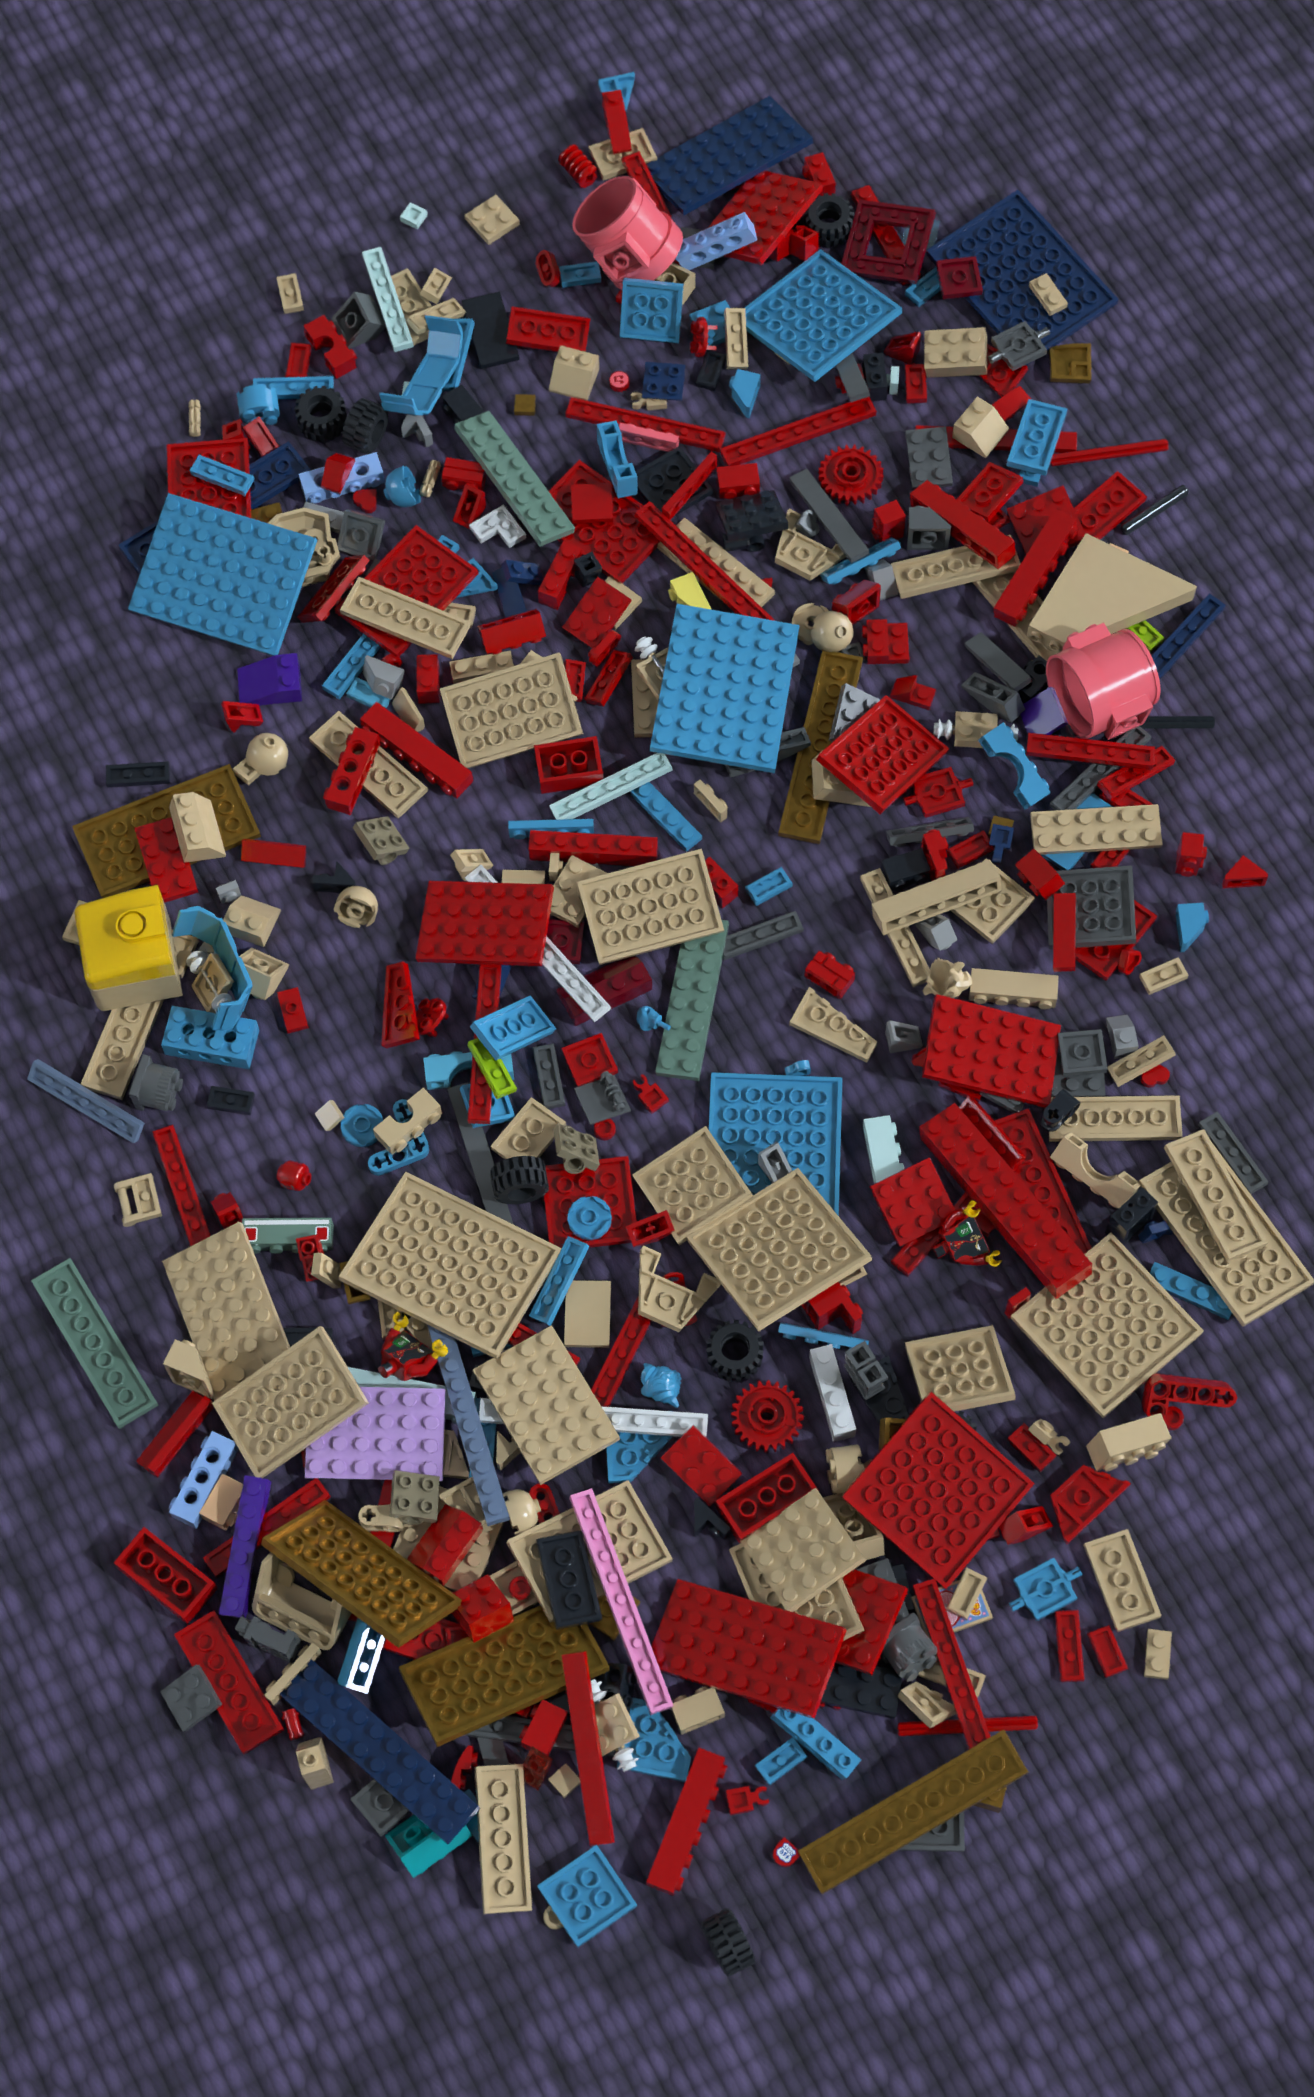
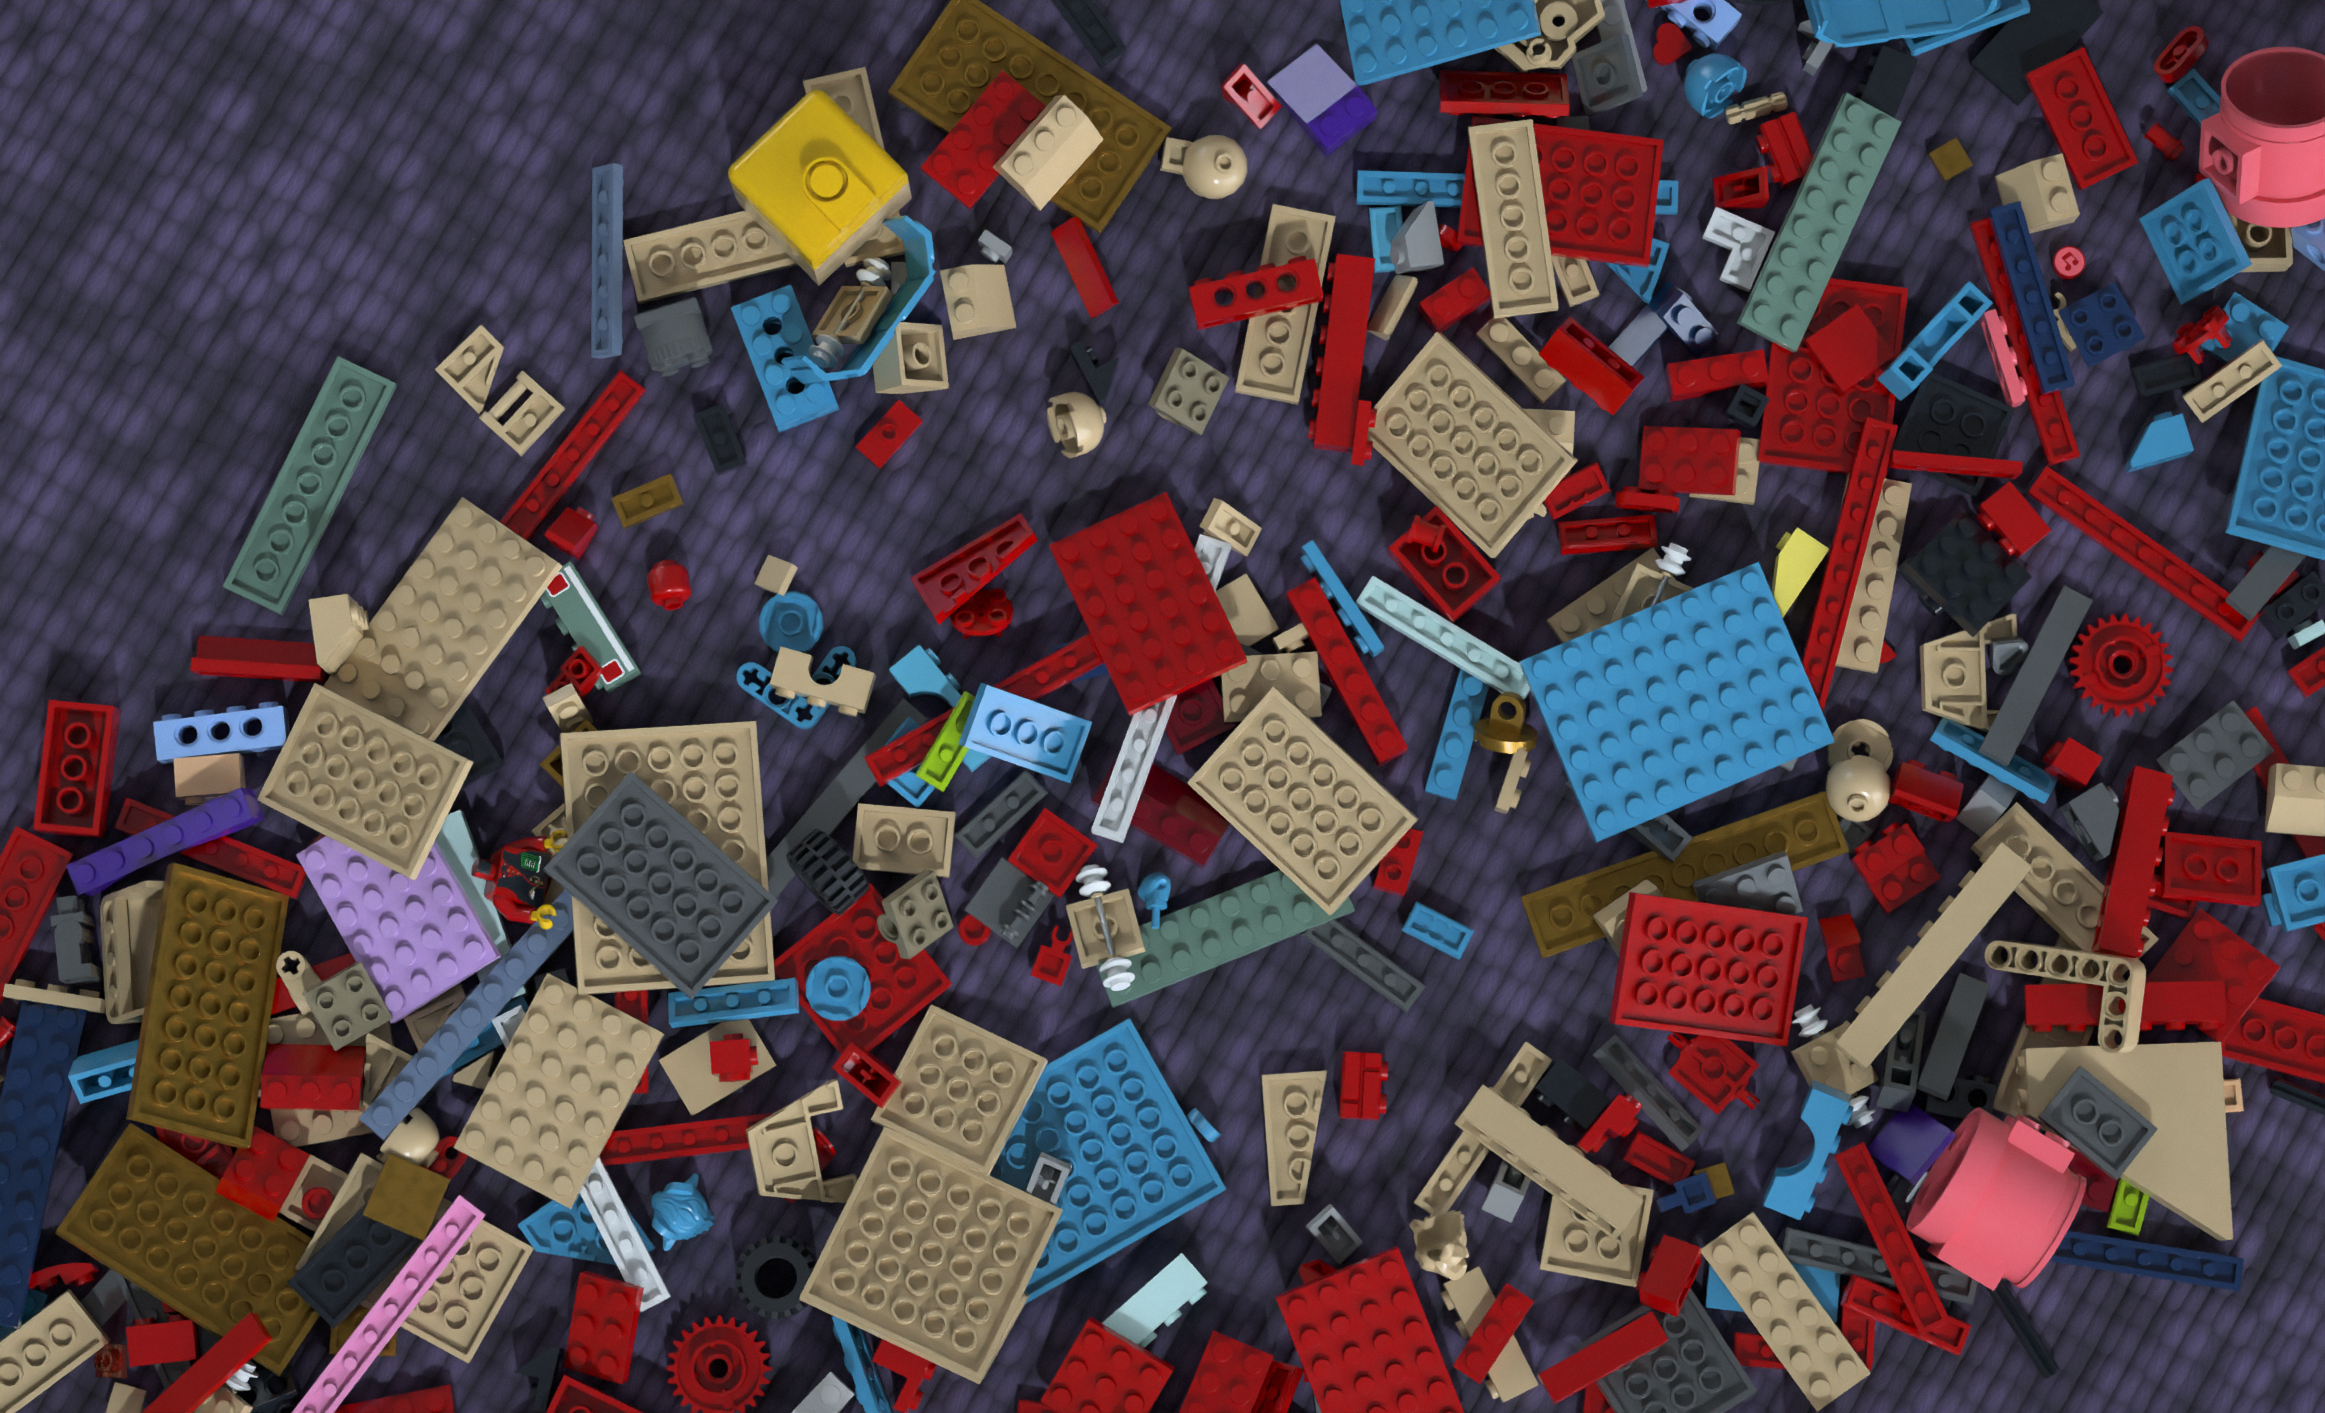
camera: 55 degrees right, 15 degrees up
(92, 1211) = (473, 367): none -> tan wing
(237, 1160) = (647, 501): none -> pearl gold plate
(462, 756) = (1361, 446): none -> red plate
(465, 1272) = (660, 885): none -> dark grey plate
(546, 756) = (1426, 533): none -> red bush
(551, 1527) = (406, 1197): none -> pearl gold tile
(588, 302) = (2165, 142): none -> red pin
(591, 1299) = (733, 1058): none -> red brick
(626, 404) = (2031, 298): none -> dark blue plate
(651, 1053) = (1105, 928): none -> tan plate
(681, 784) = (1505, 732): none -> pearl gold tile
(948, 643) = (1933, 955): none -> tan brick
(1004, 575) = (2080, 971): none -> tan beam
(1014, 981) = (1493, 1333): none -> red plate
(1092, 607) = (2097, 1123): none -> dark grey plate

